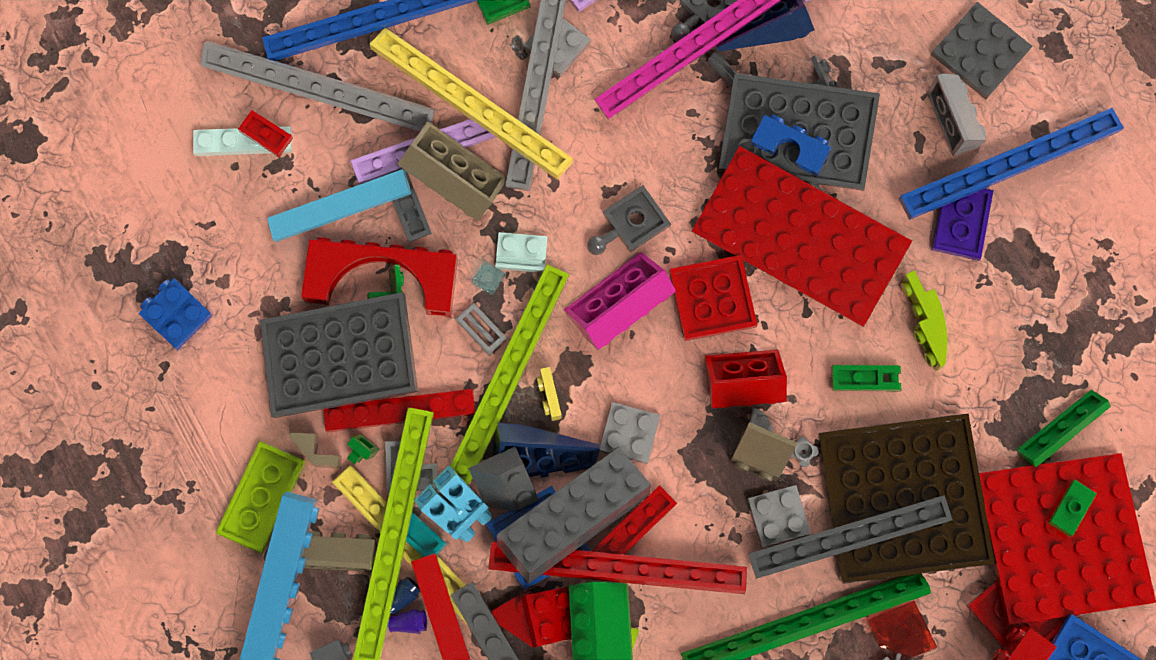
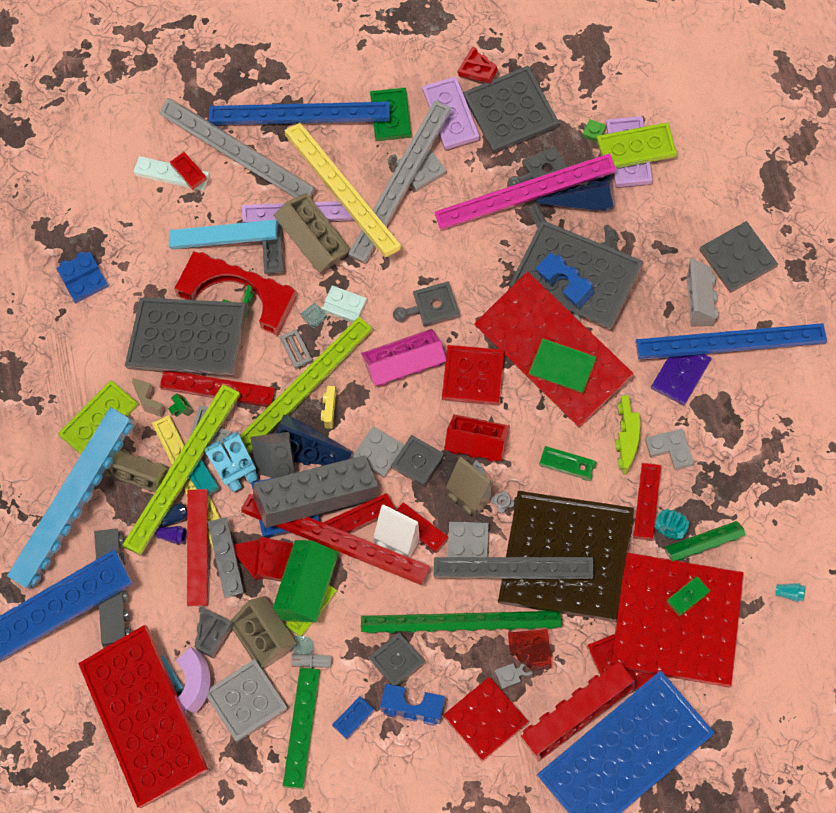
camera: 25 degrees right, 10 degrees down
(682, 430) = (417, 460): none -> dark grey plate
(693, 539) = (396, 532): none -> white slope
(713, 516) = (428, 533): none -> red plate
(823, 256) = (562, 365): none -> green tile
(978, 398) = (647, 501): none -> red plate
(985, 314) = (672, 443): none -> light grey plate
(1020, 420) = (671, 524): none -> teal gear

